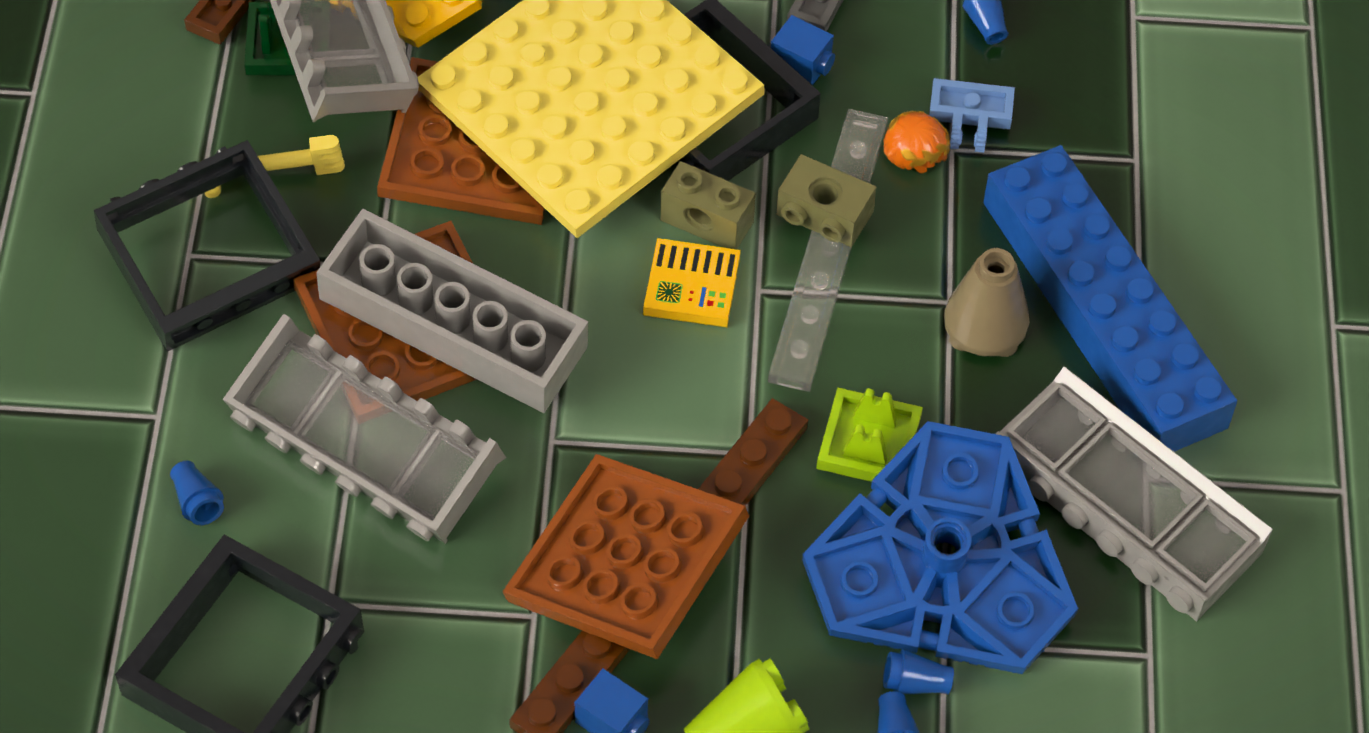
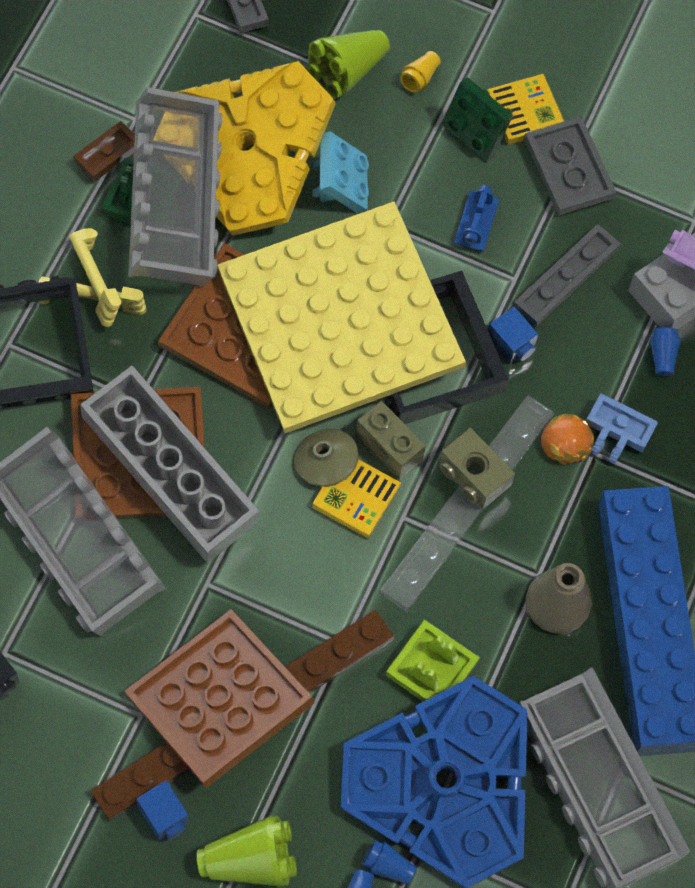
camera: 15 degrees right, 10 degrees up
(296, 155) = (108, 298): none -> light yellow hinge
(638, 252) = (326, 468): none -> olive dish

